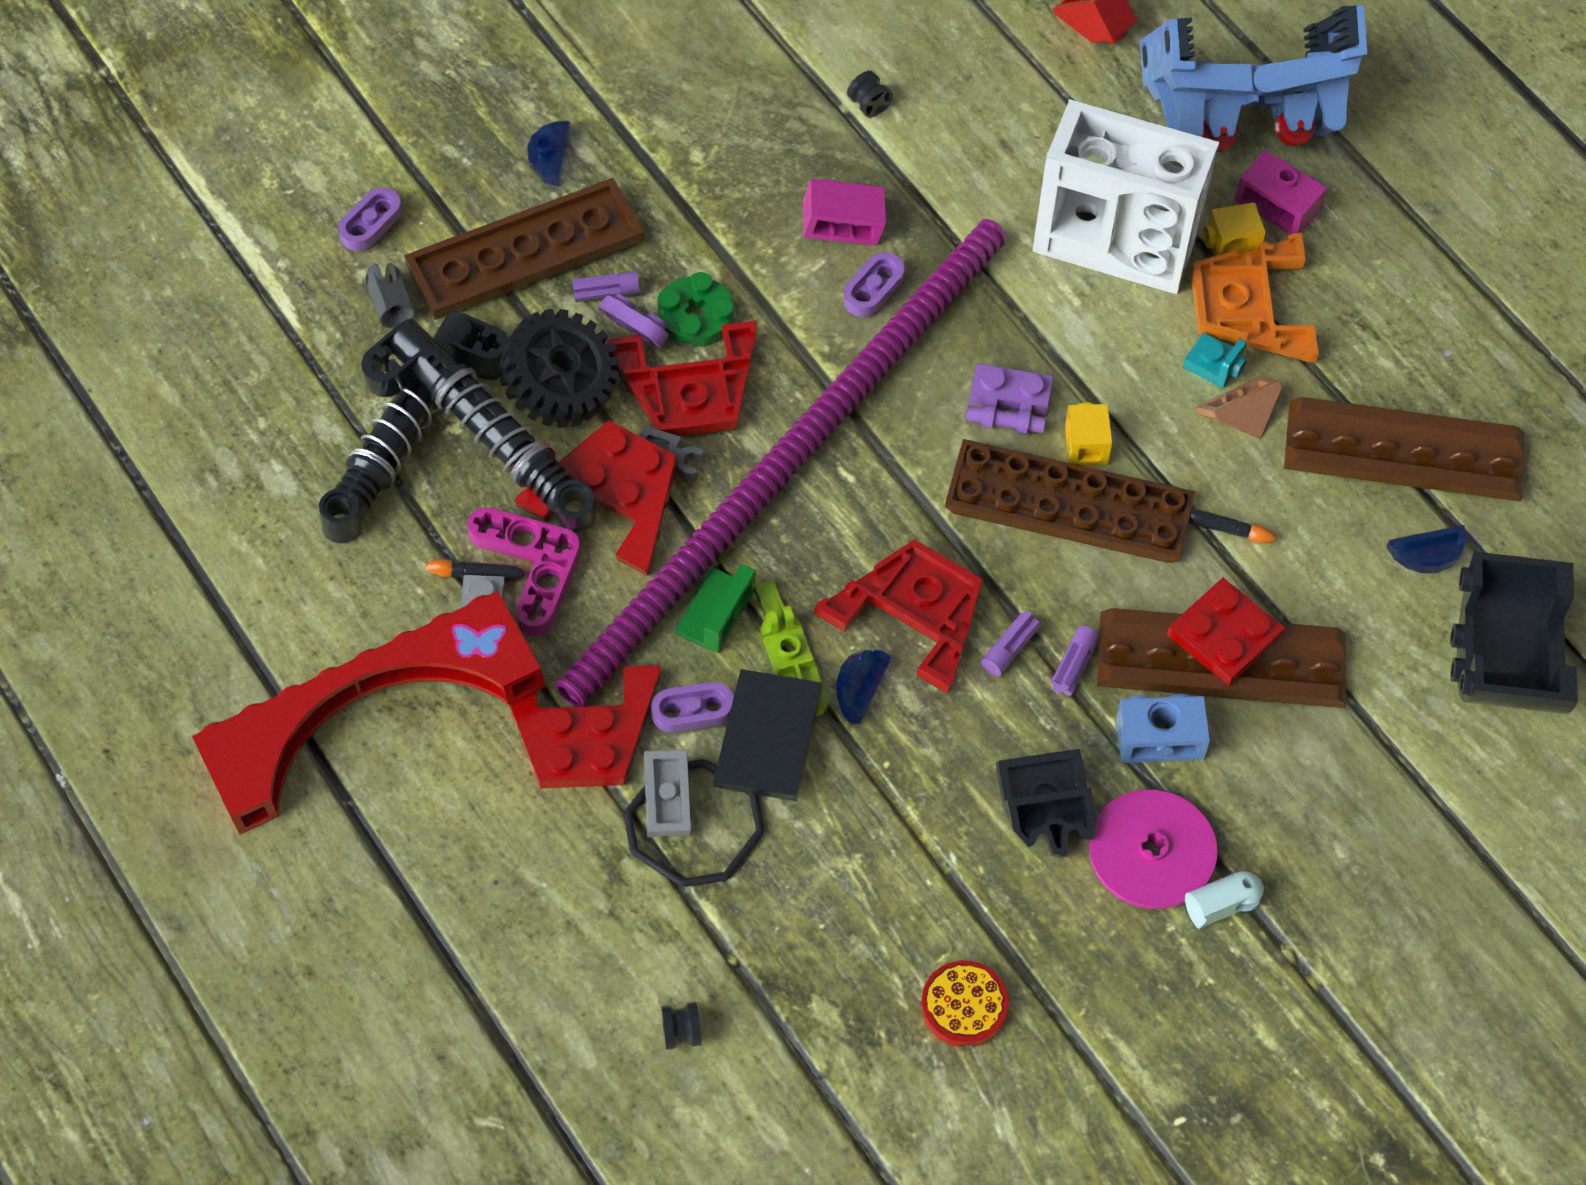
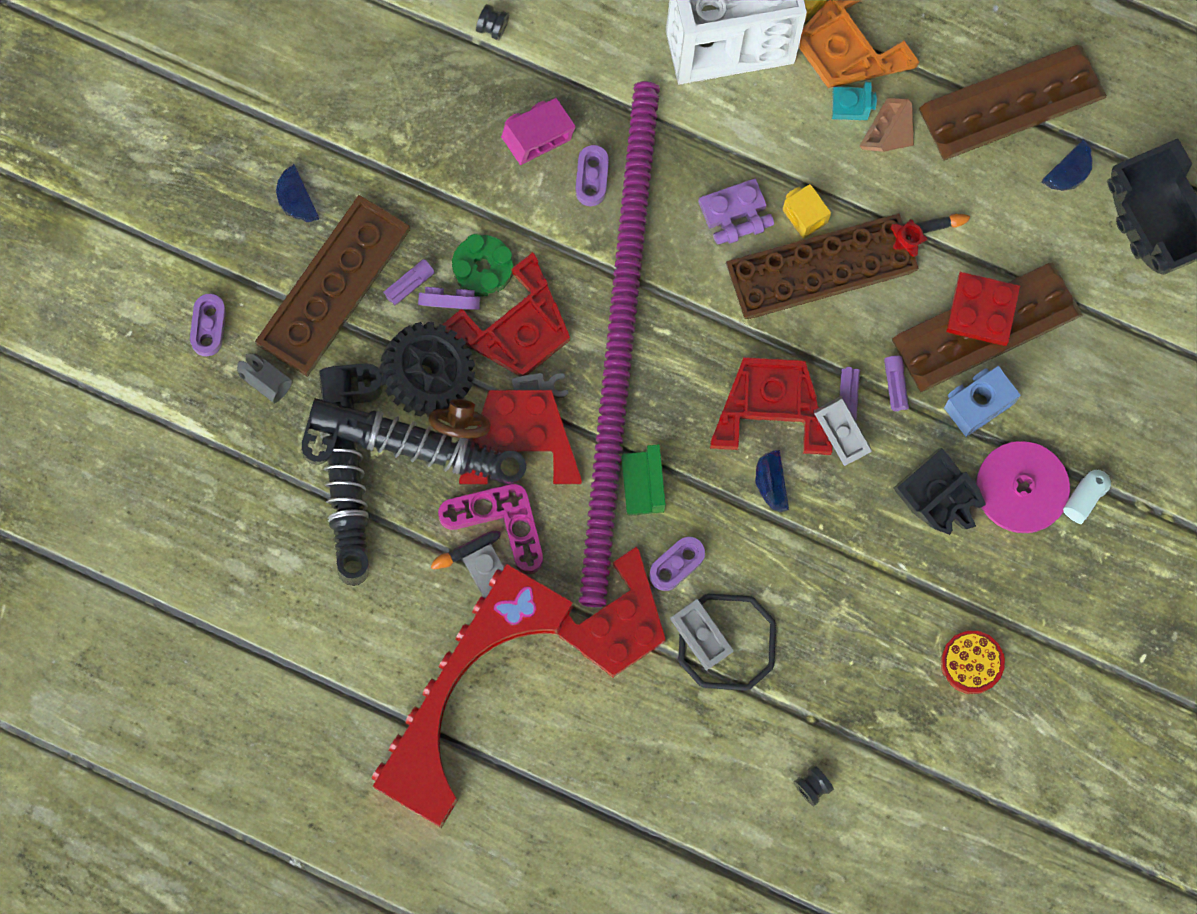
camera: 35 degrees left, 15 degrees up
(553, 424) = (460, 416): none -> reddish brown piece
(768, 735) = (739, 554): black tile -> none
(782, 629) = (722, 497): lime piece -> none
(975, 669) = (842, 430): none -> light grey plate
(1196, 512) = (913, 231): none -> red plate

